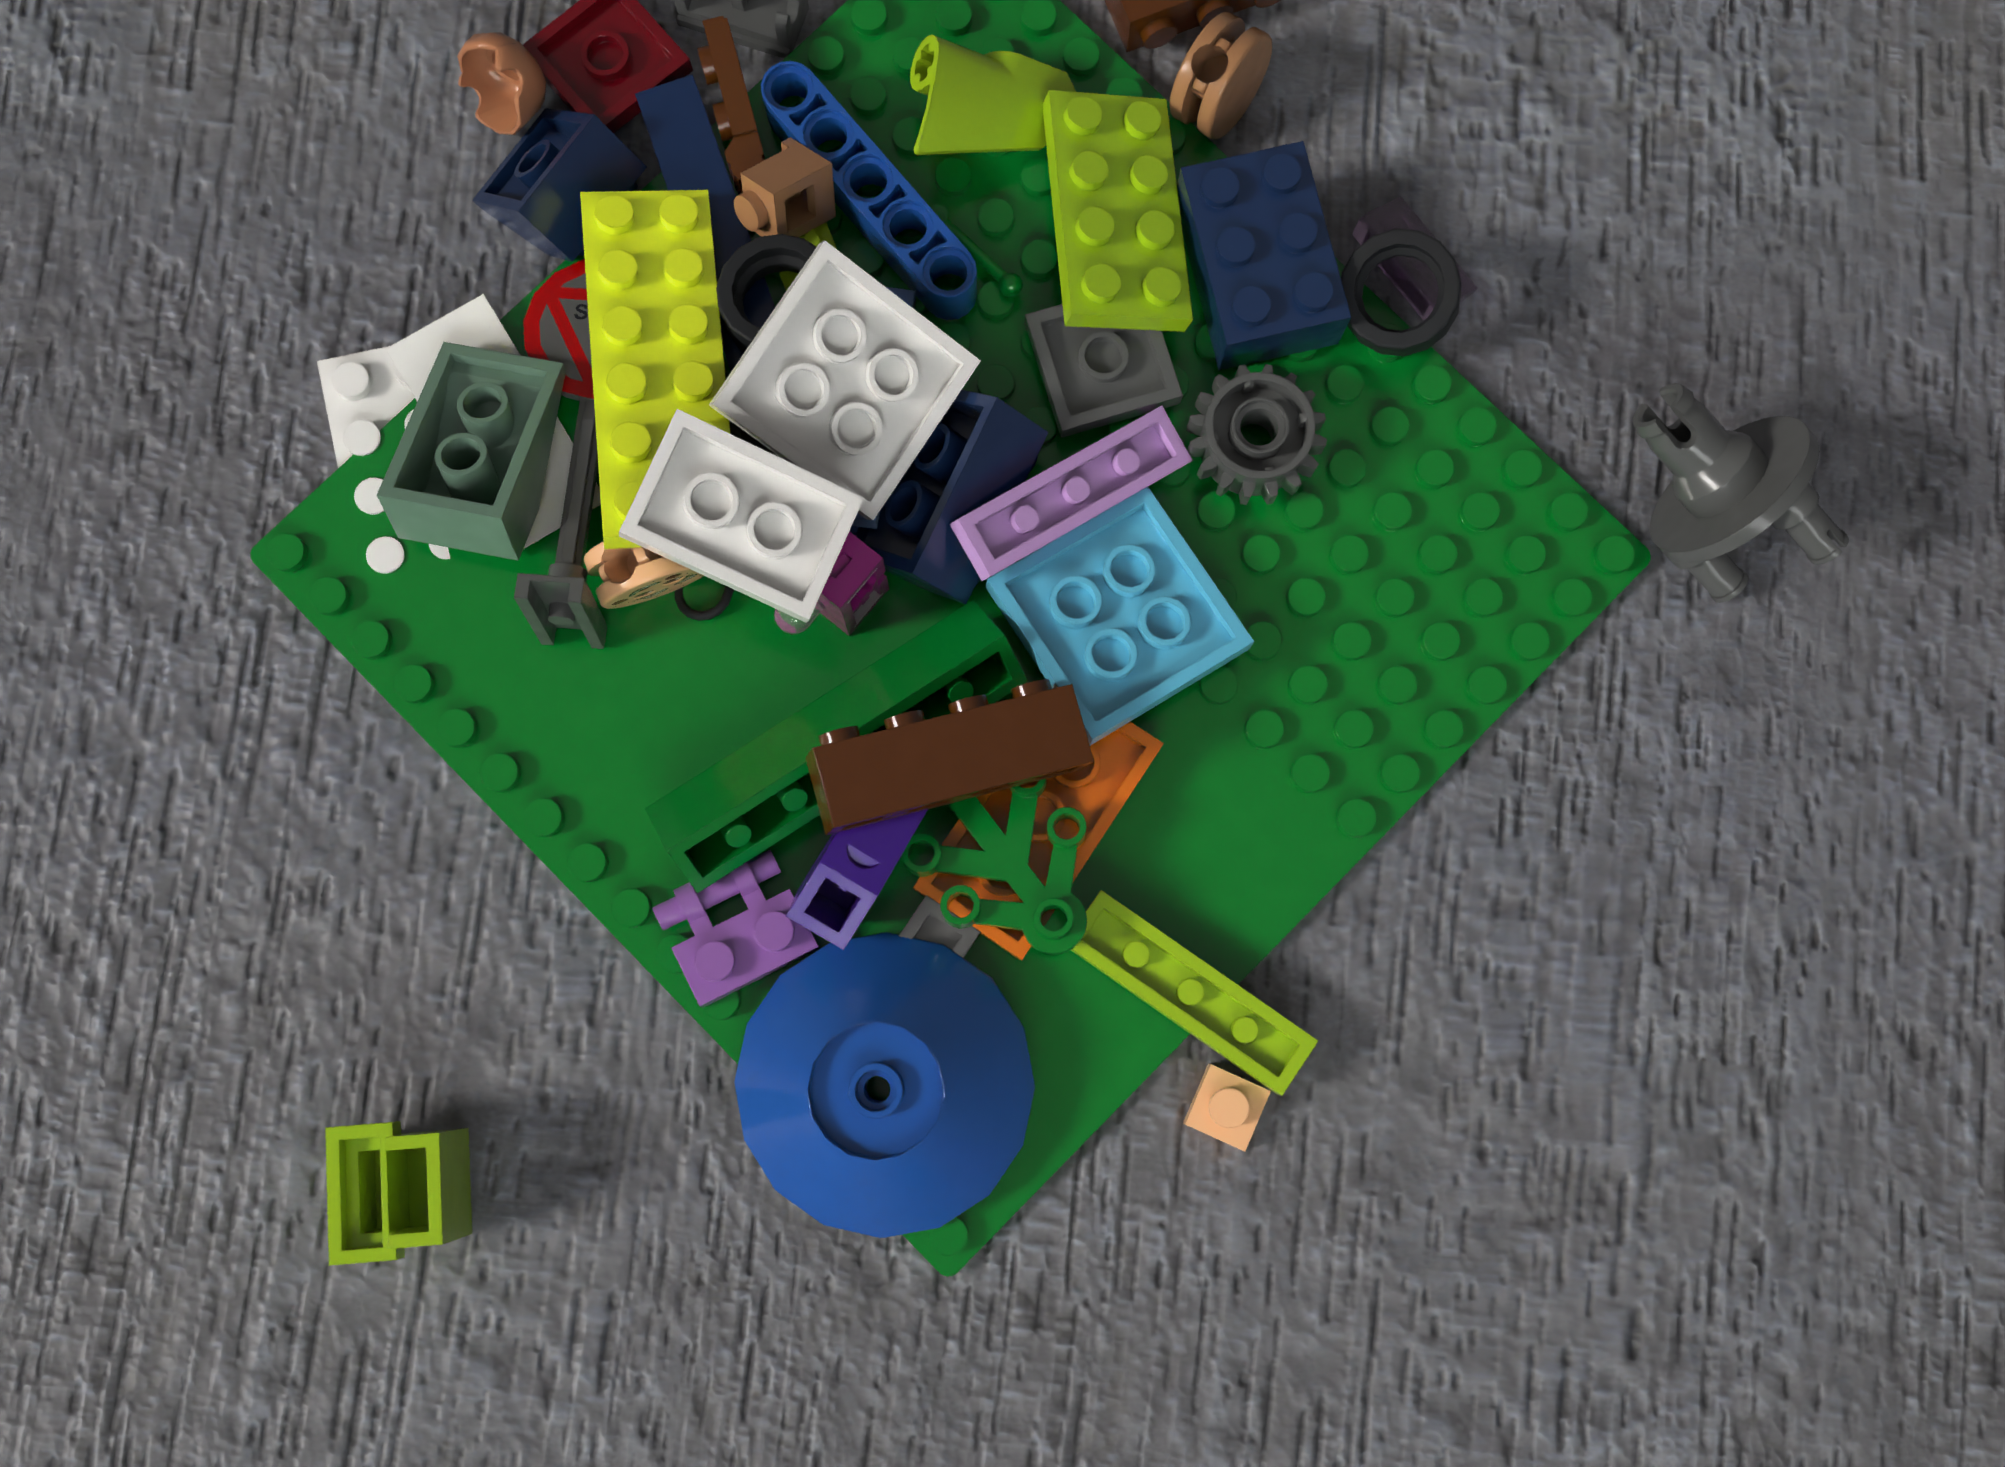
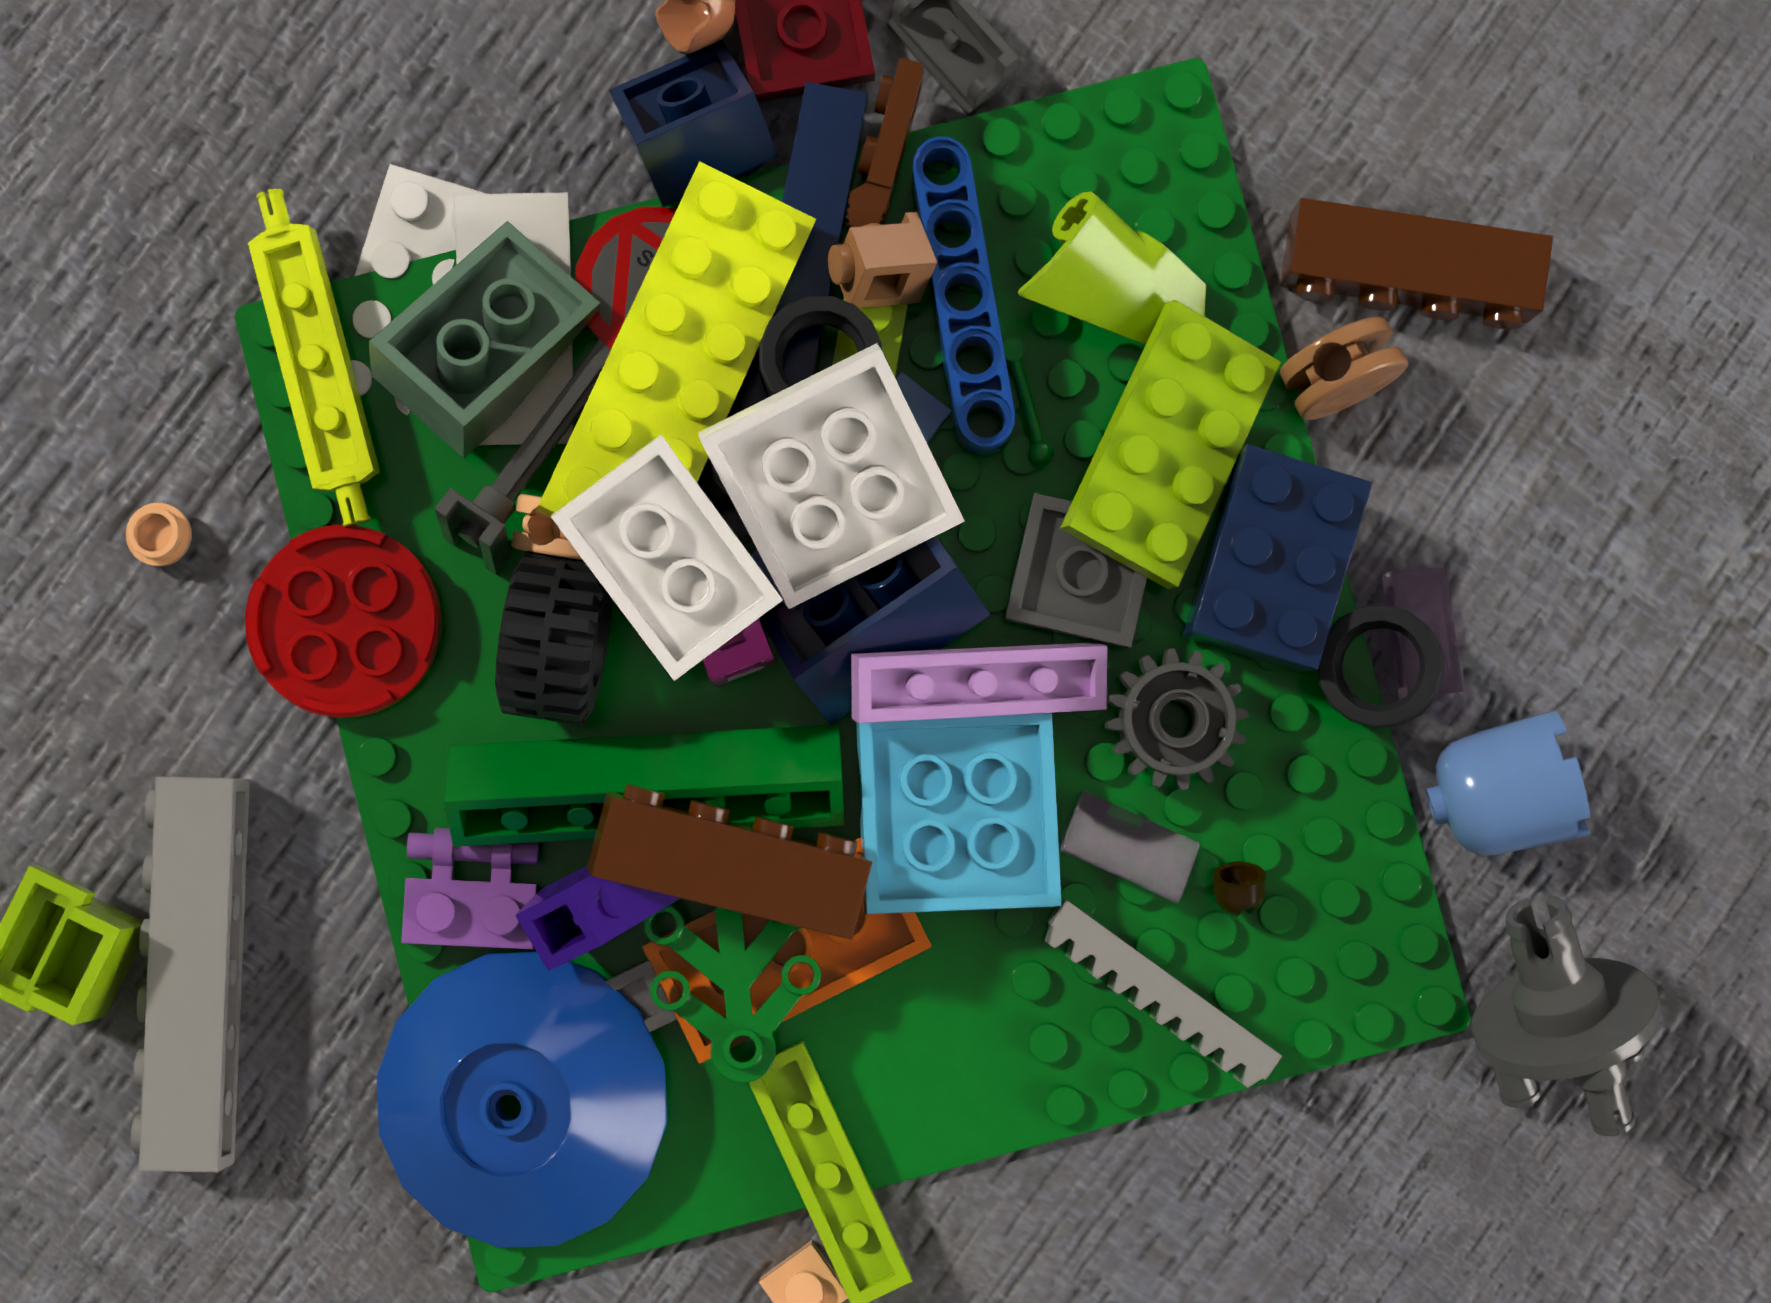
camera: 25 degrees right, 5 degrees up
(286, 782) = (158, 534): none -> light nougat plate
(339, 550) = (313, 357): none -> neon yellow plate
(491, 760) = (343, 621): none -> red tile
(528, 1145) = (191, 974): none -> light grey brick
(683, 659) = (552, 640): none -> black tyre
(1281, 566) = (1129, 847): none -> slope
(1389, 666) = (1169, 998): none -> light grey gear
(1393, 545) = (1239, 887): none -> dark brown hinge
(1569, 331) = (1510, 788): none -> medium blue cylinder

